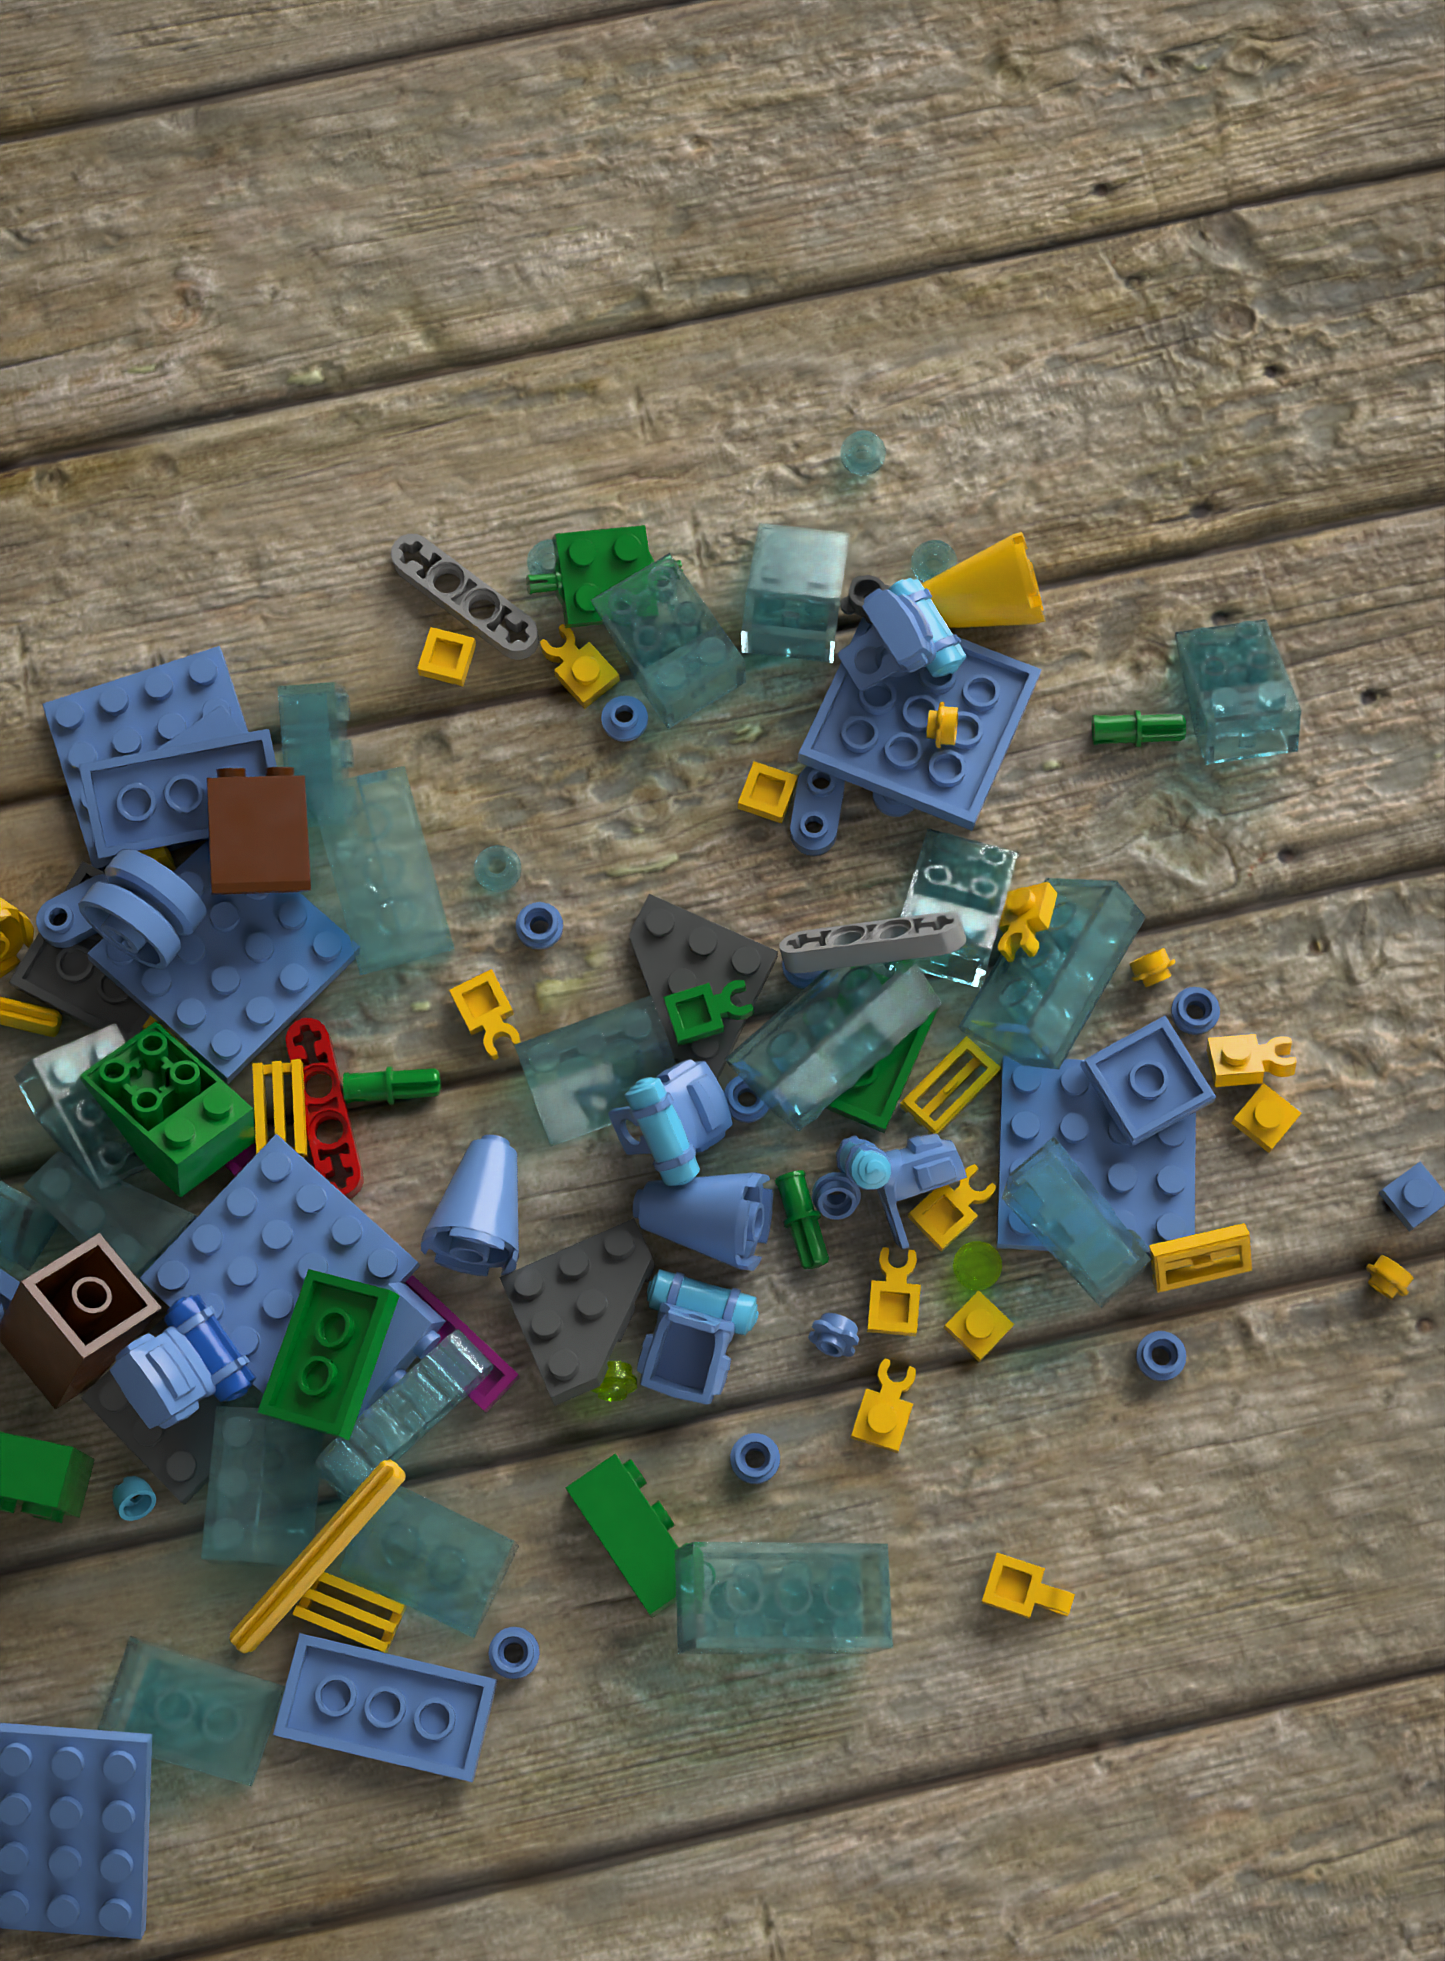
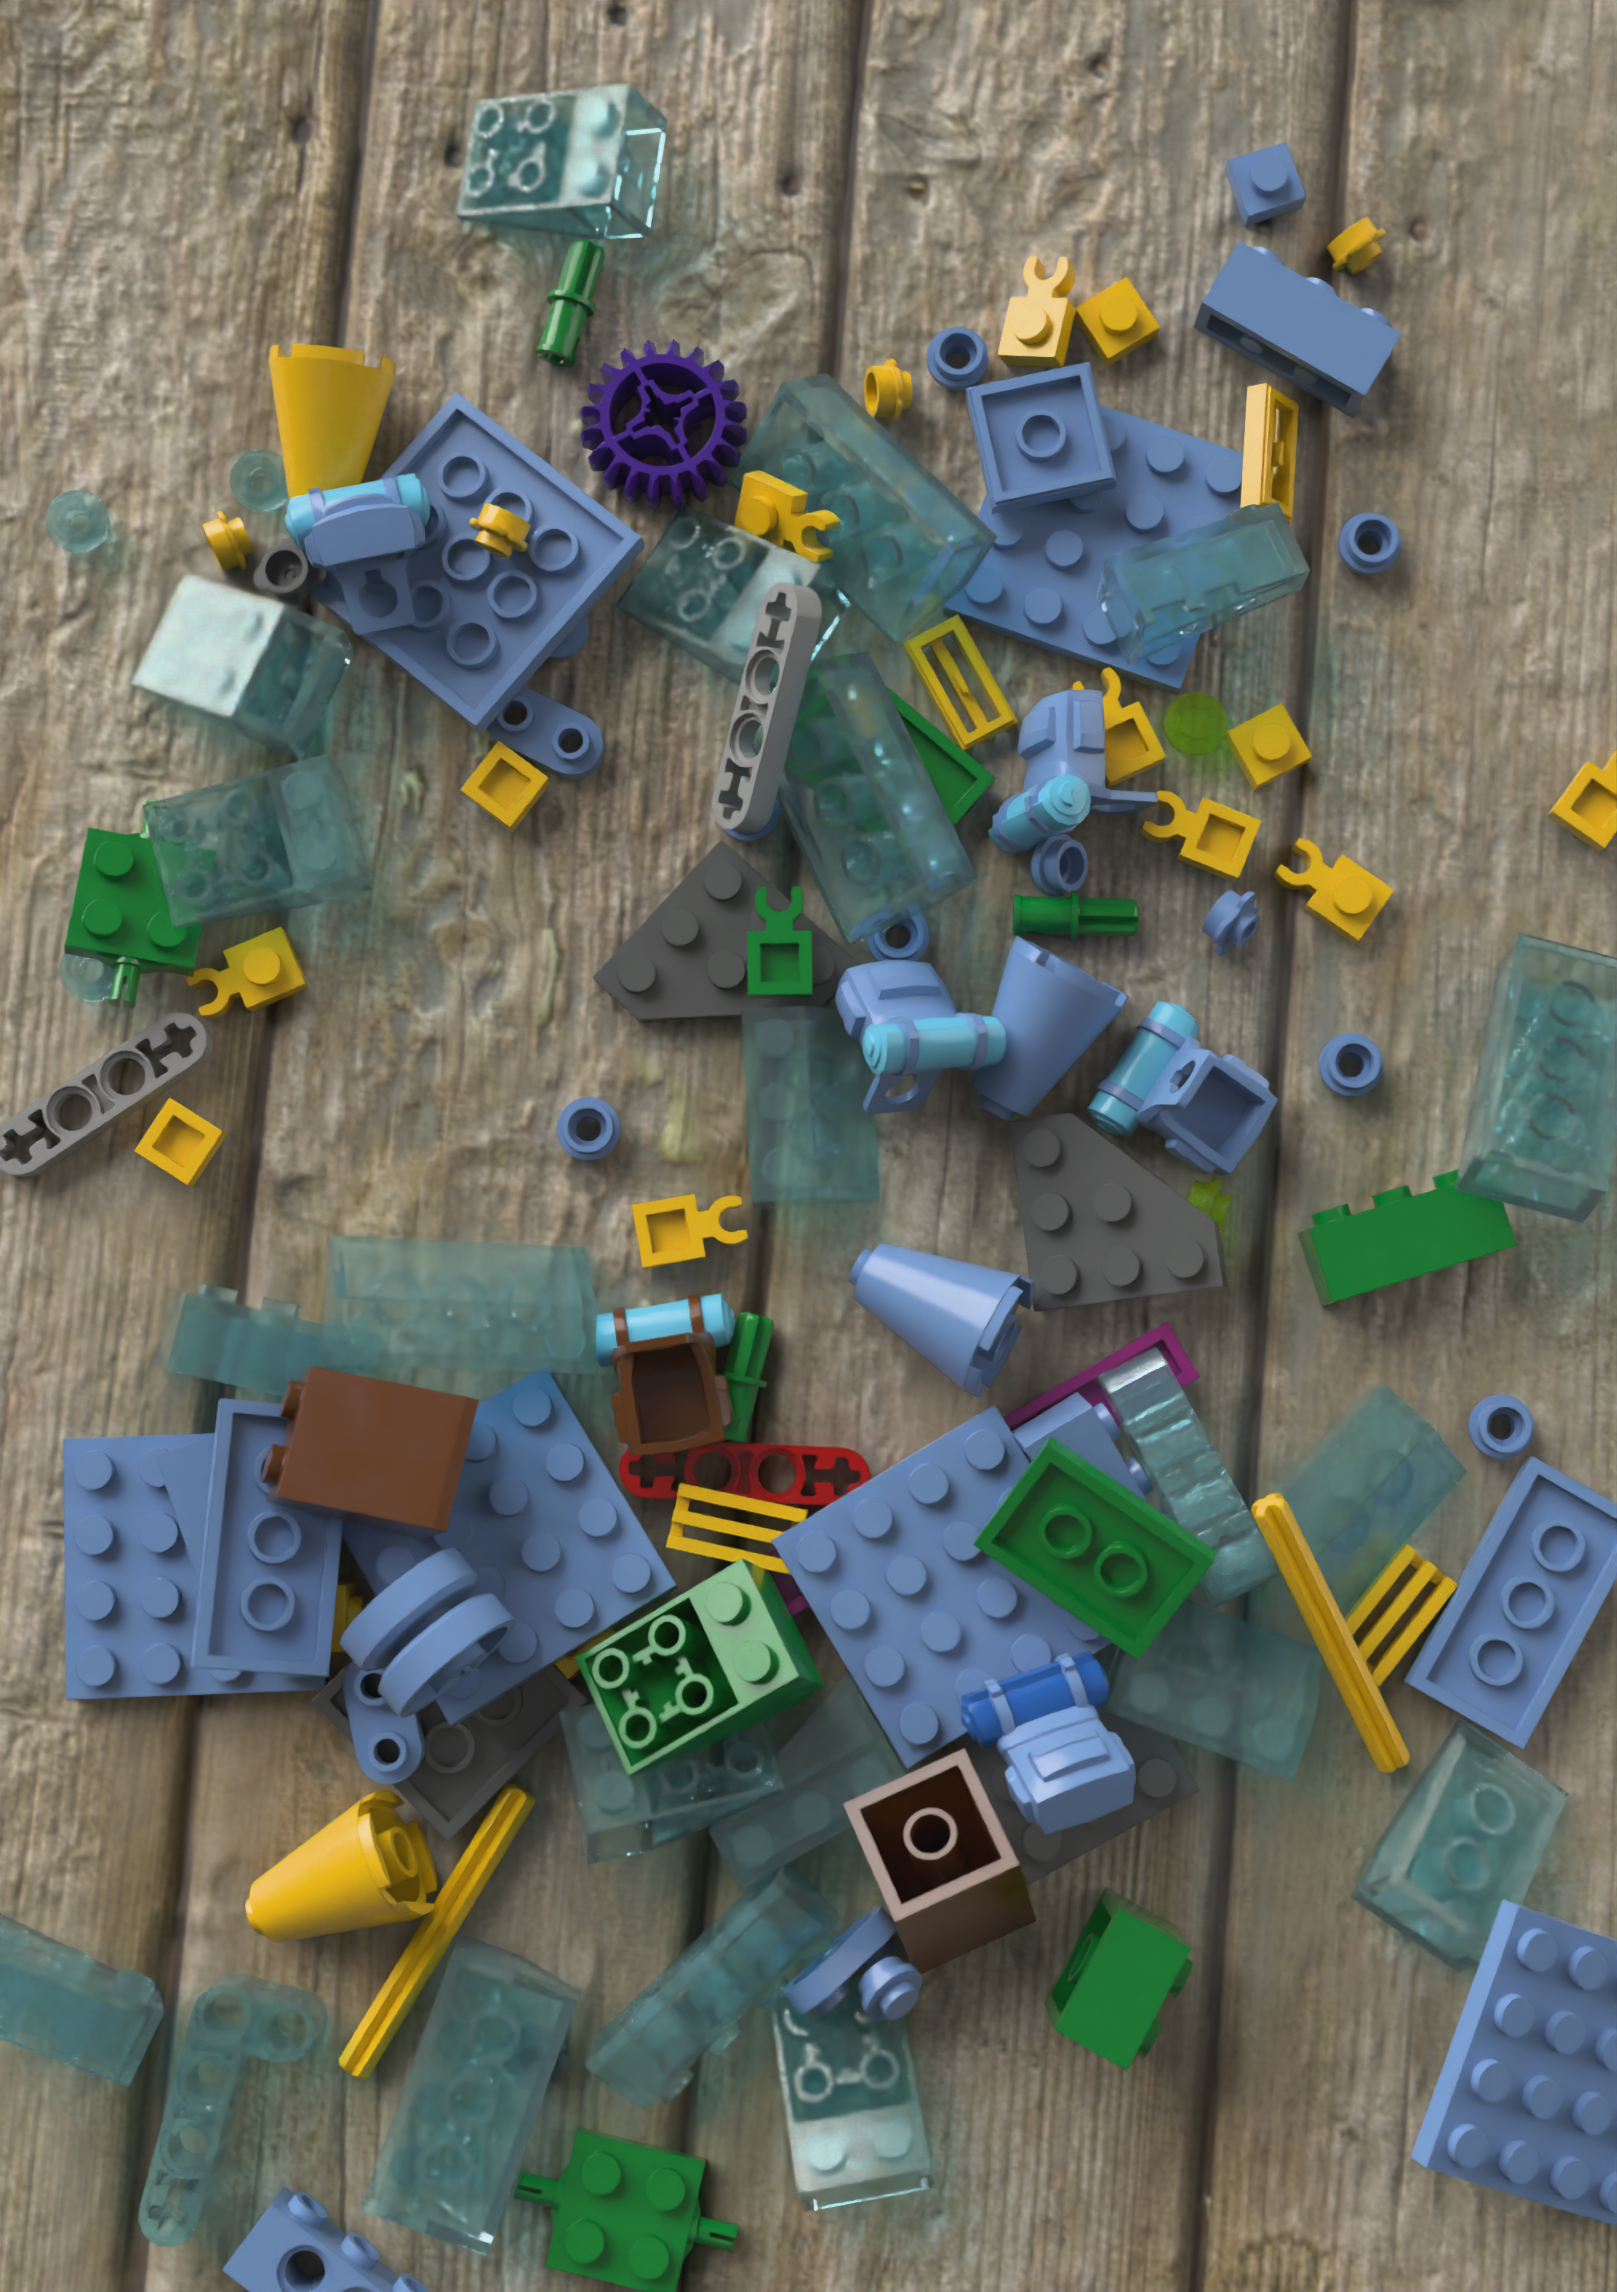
camera: 75 degrees left, 10 degrees up
(130, 1508) = (1175, 1849): medium azure hinge -> none
(376, 1027) = (668, 1373): none -> reddish brown piece
(504, 880) = (509, 1174): clear light blue plate -> none
(629, 730) = (351, 955): medium blue plate -> none
(881, 554) = (228, 542): none -> yellow plate
(1043, 790) = (704, 397): none -> dark purple gear
(1308, 1250) = (1297, 328): none -> medium blue brick

